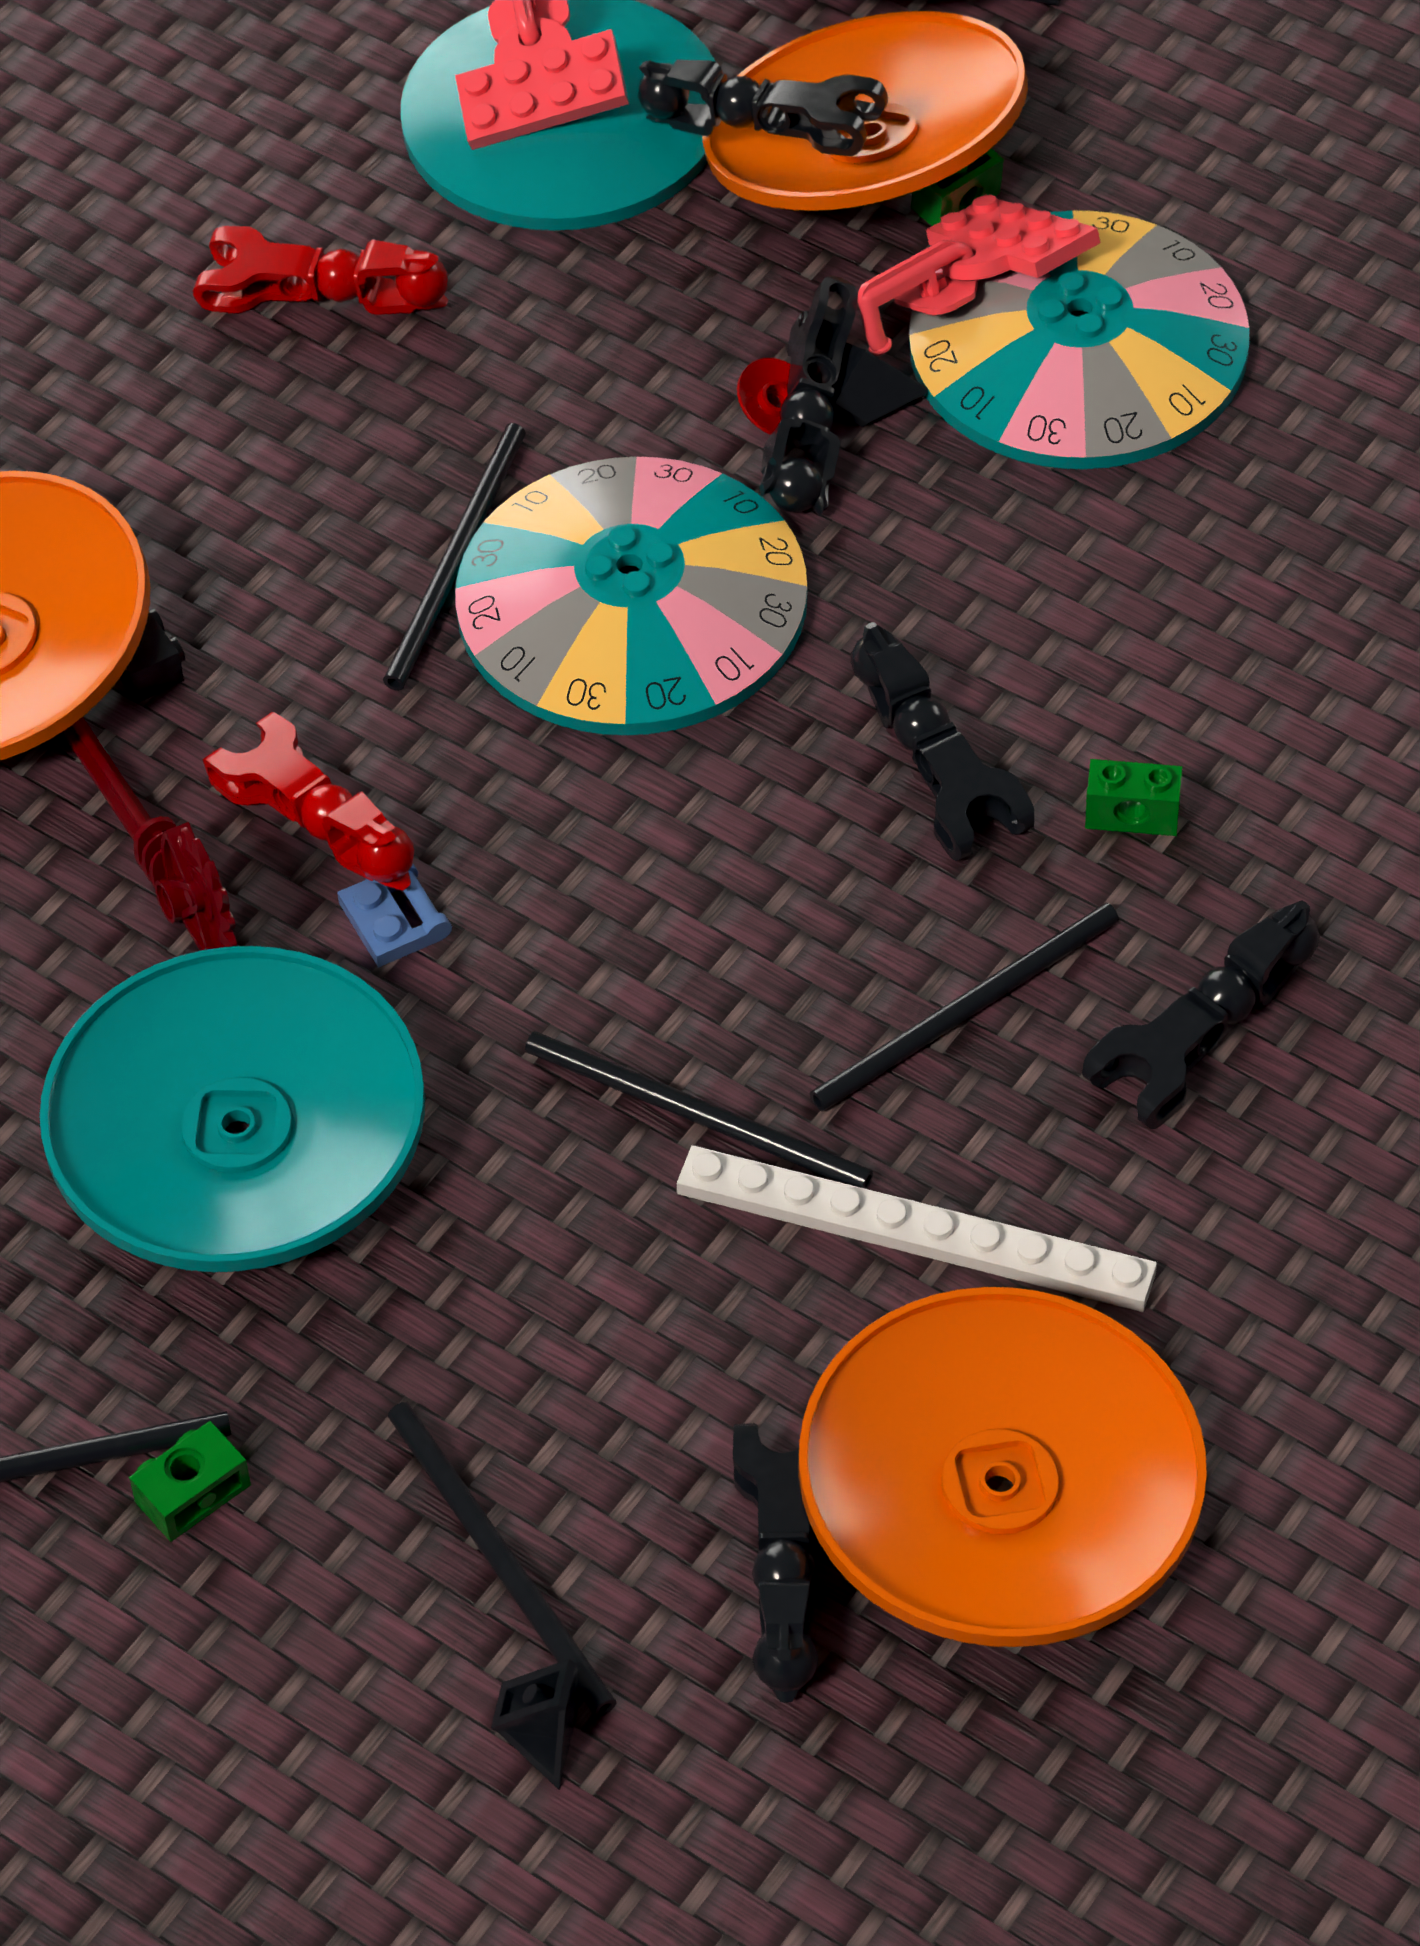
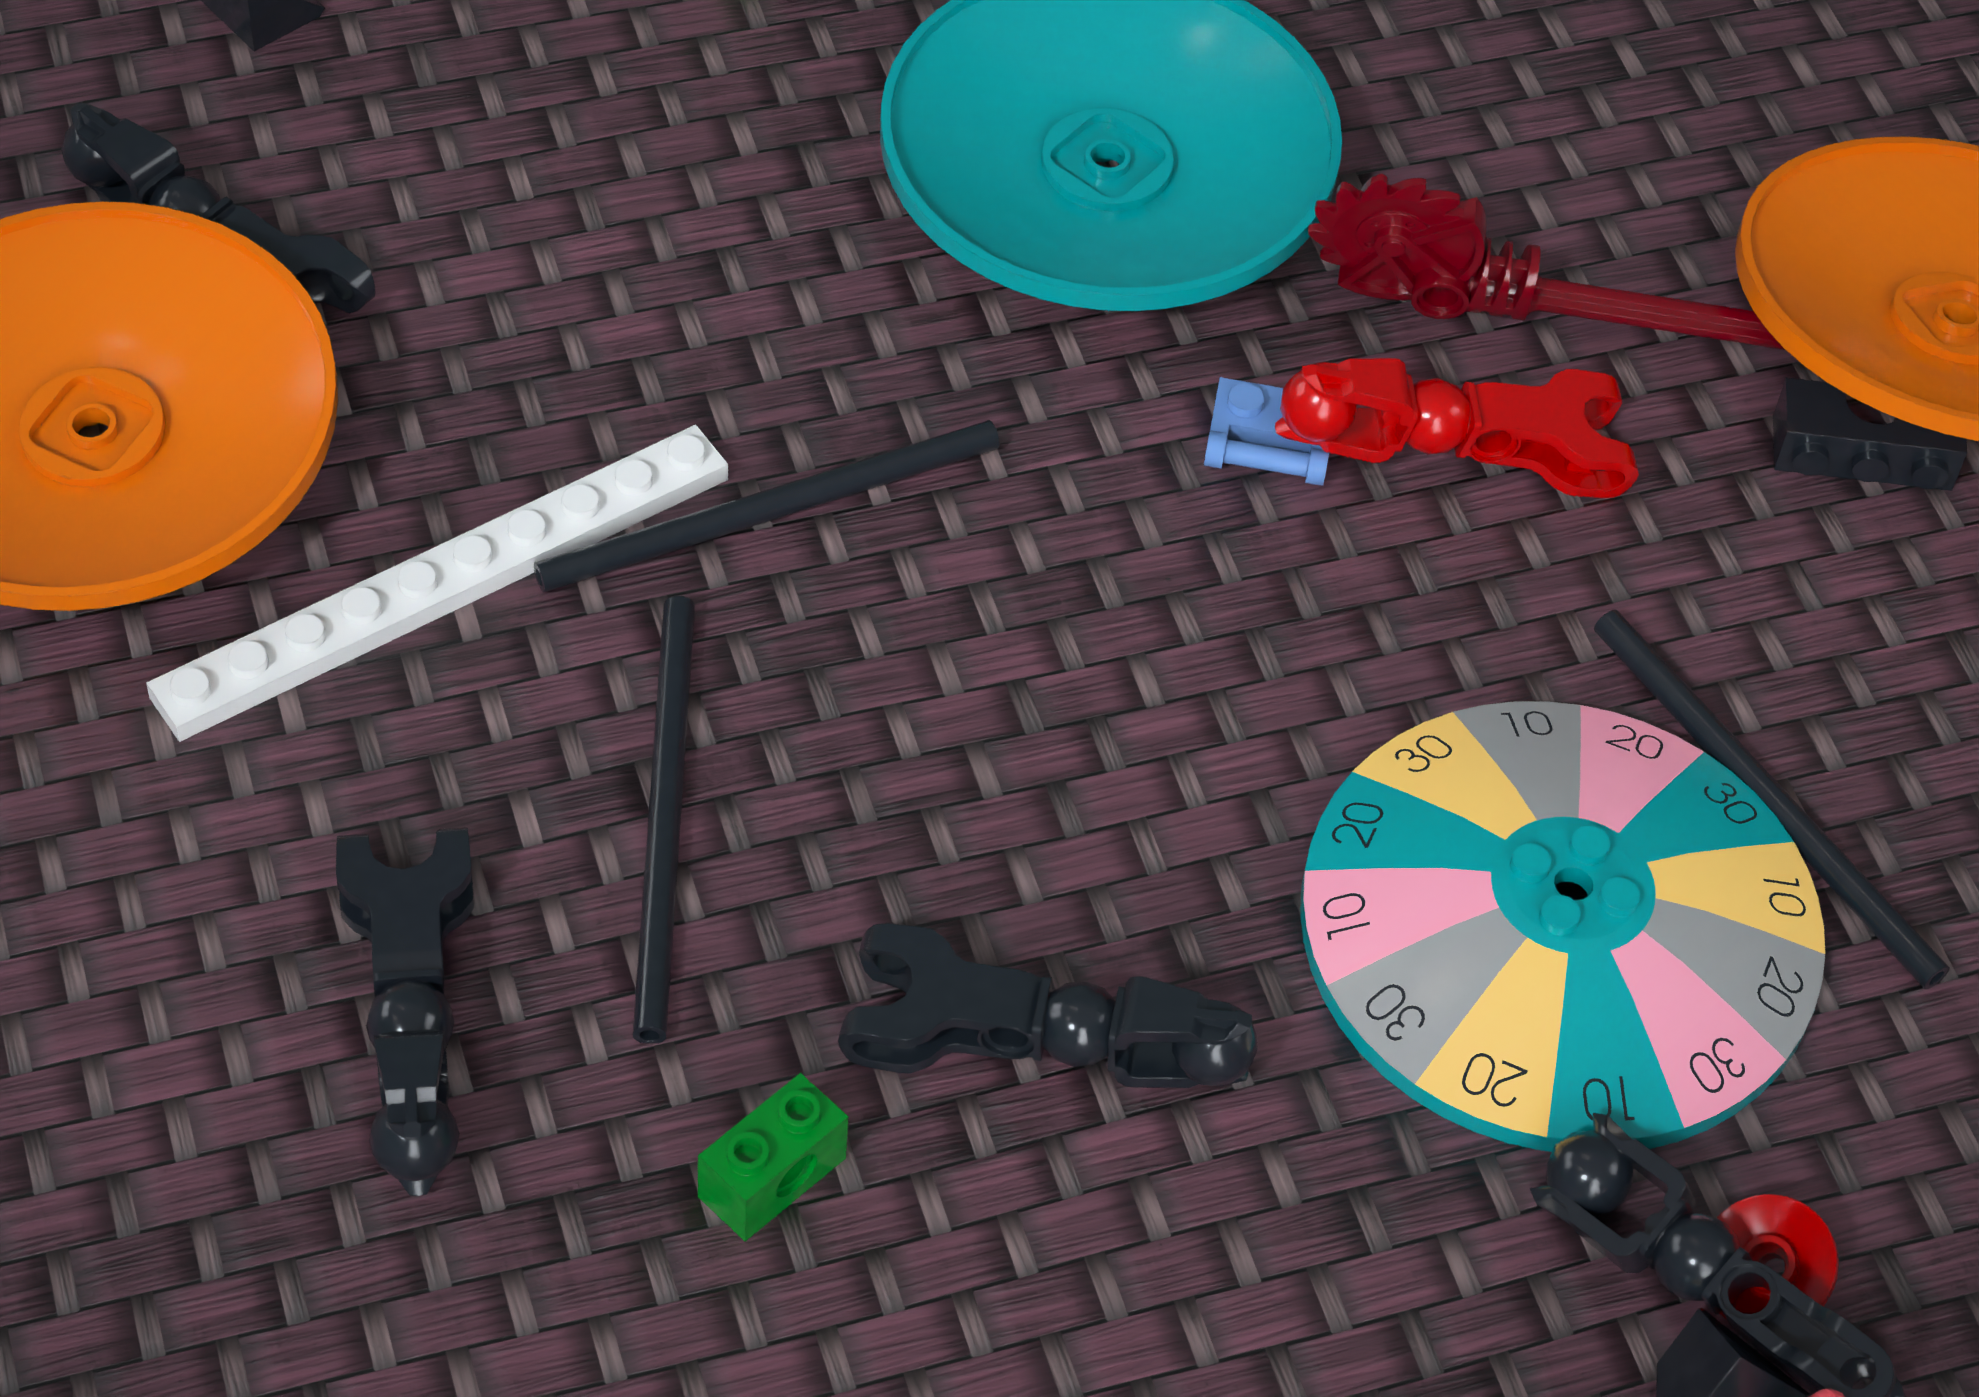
camera: 120 degrees right, 0 degrees up
(500, 1556) = (443, 71): black piece -> none

